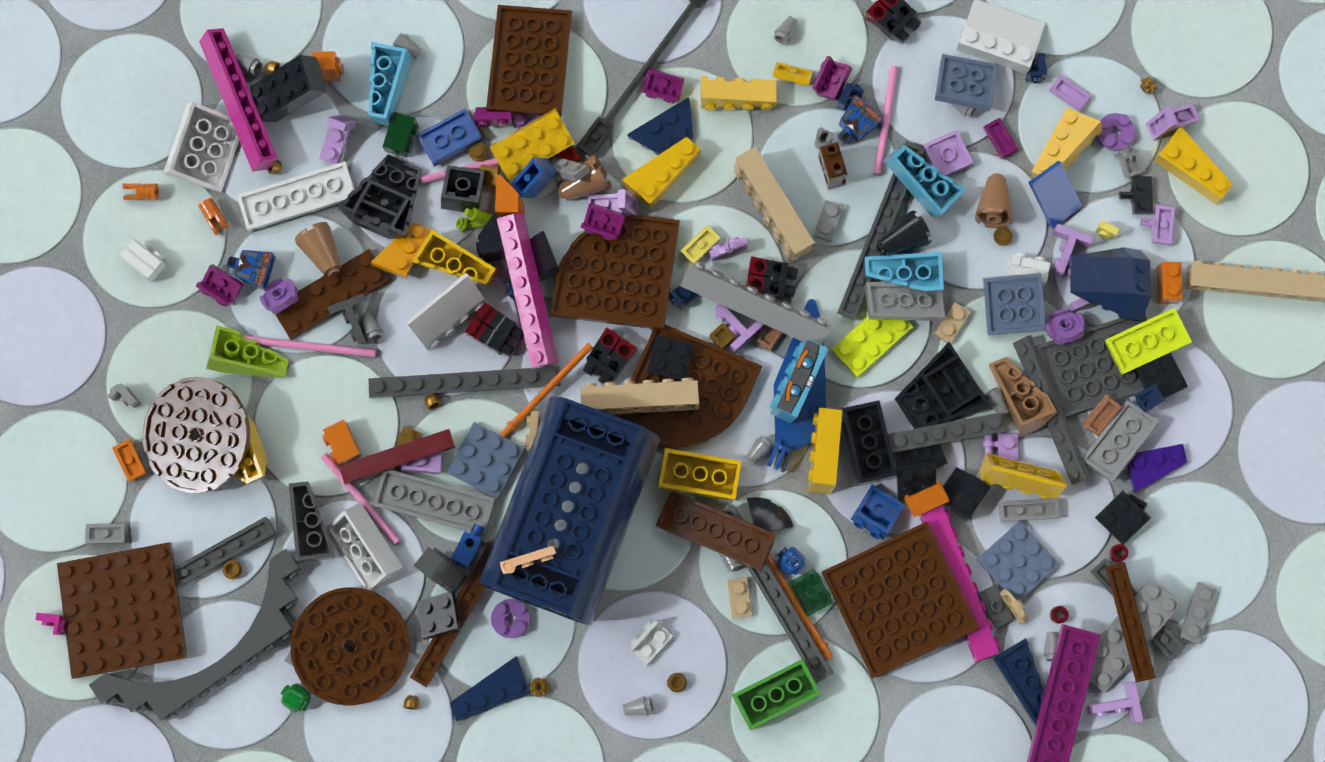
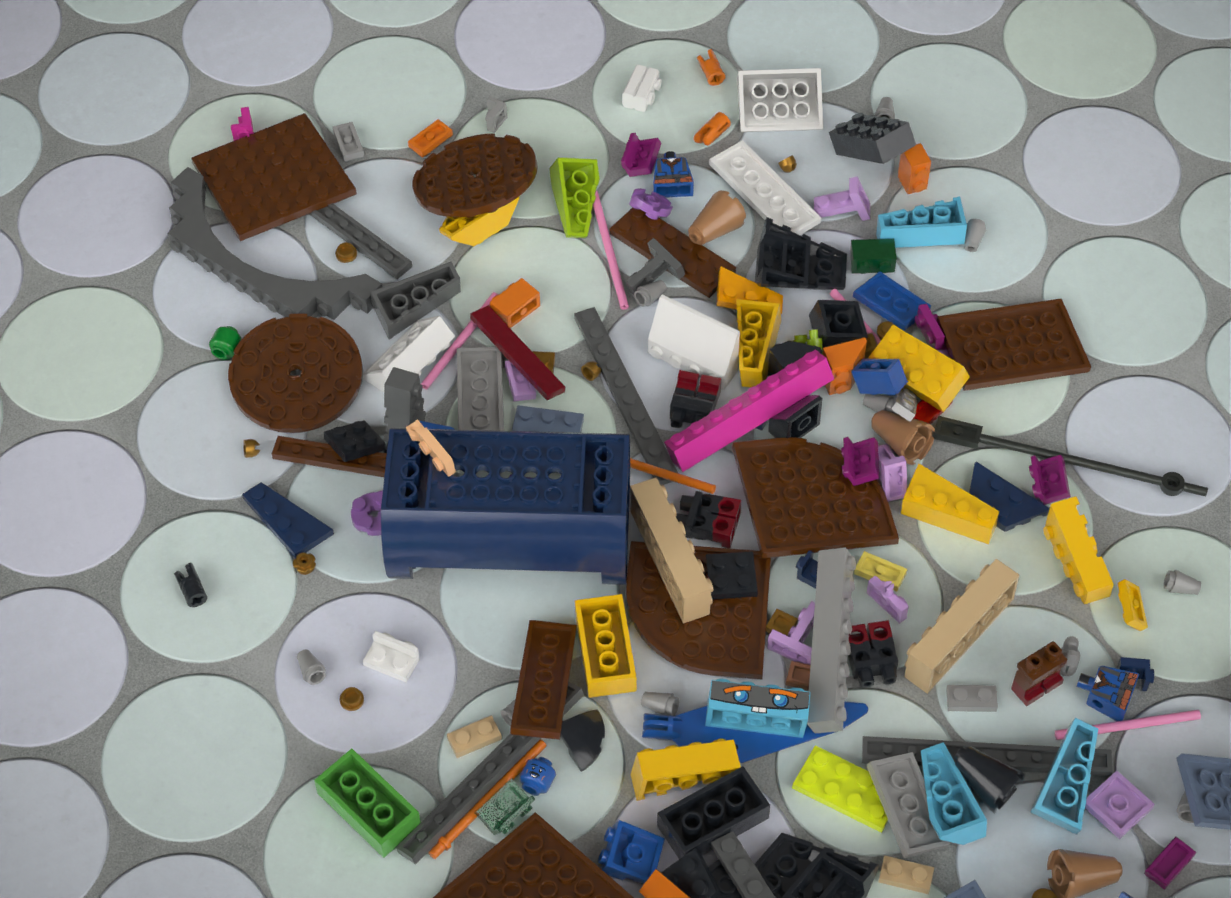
camera: 70 degrees right, 25 degrees down
(238, 99) = (841, 109): dark pink brick -> none
(831, 79) = (1148, 644): magenta bracket -> none

